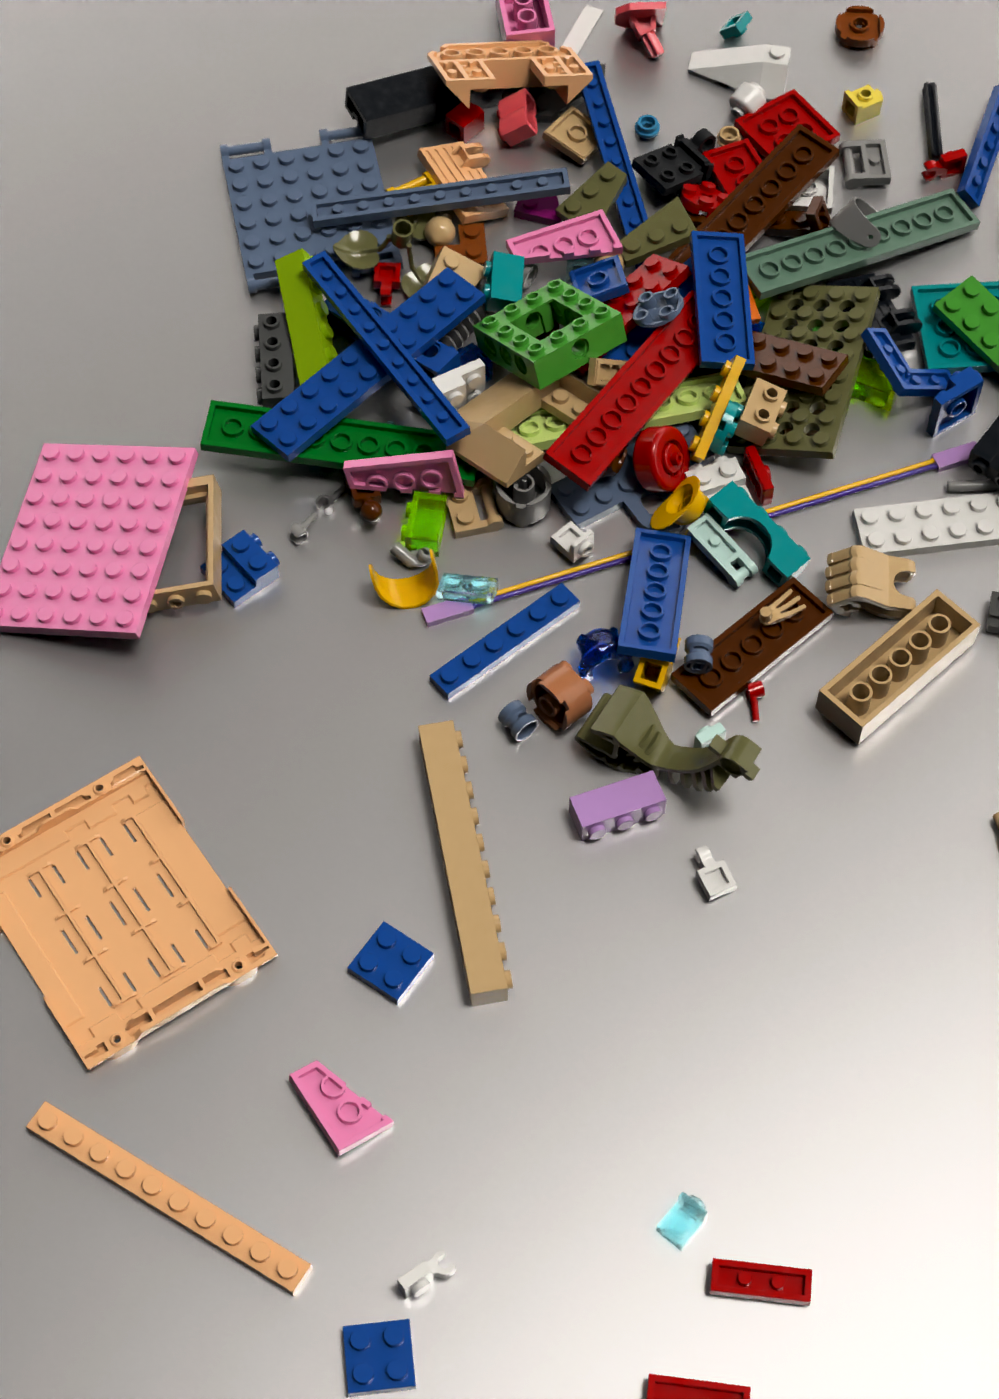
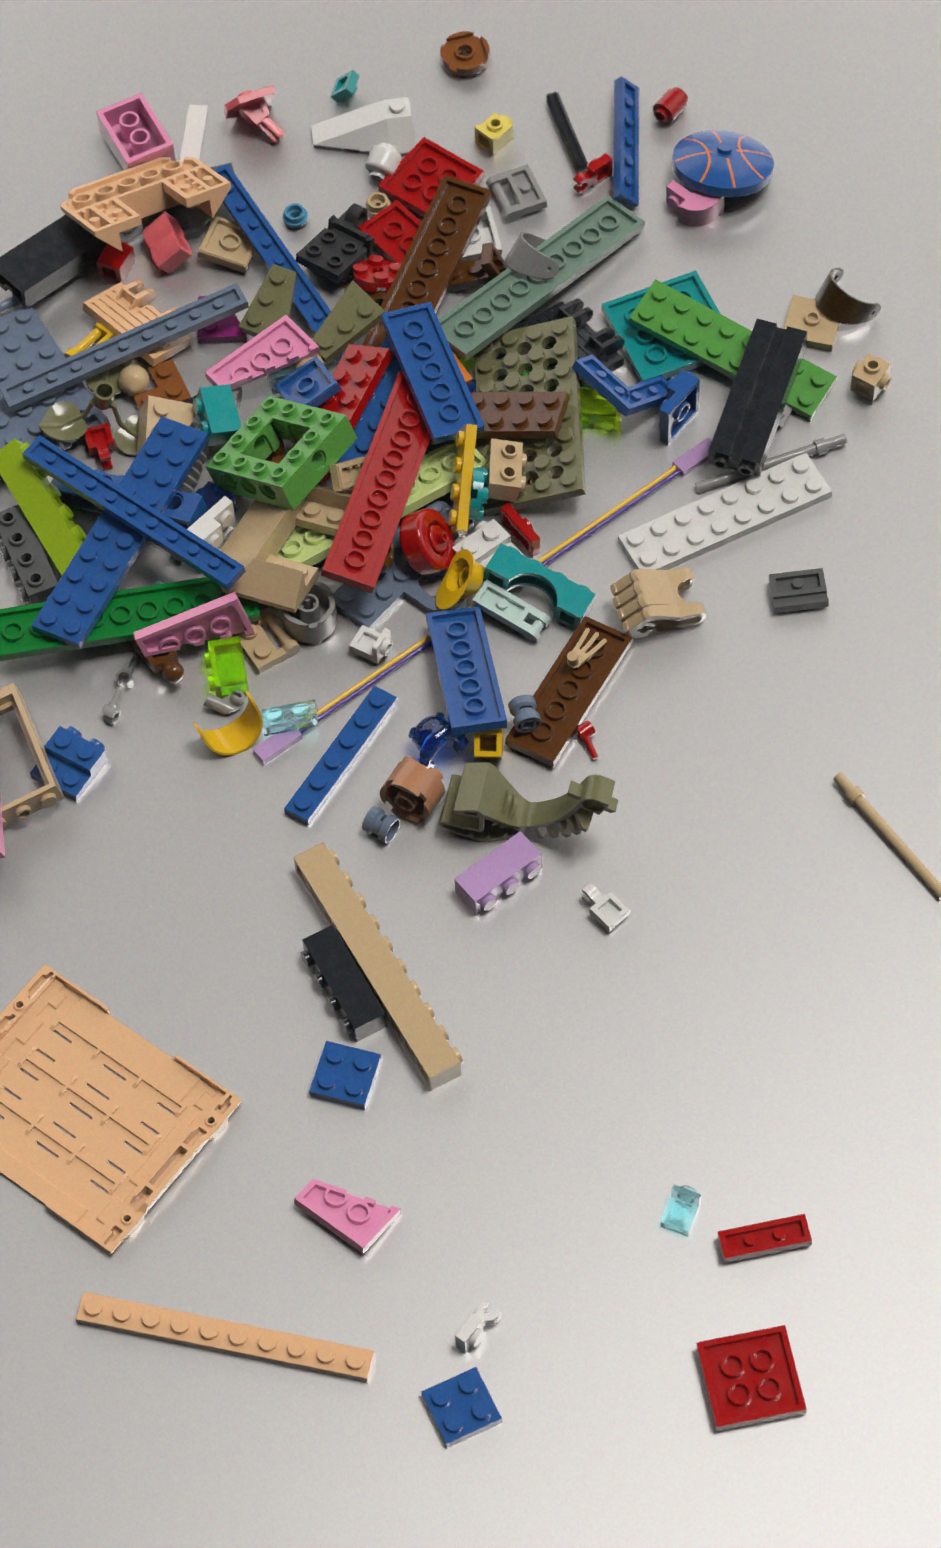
camera: 15 degrees left, 0 degrees up
(423, 869) = (344, 983): none -> black brick
(658, 307) = (375, 398): sand blue dish -> none
(706, 735) = (559, 785): light aqua plate -> none
(897, 666) = (706, 670): tan brick -> none

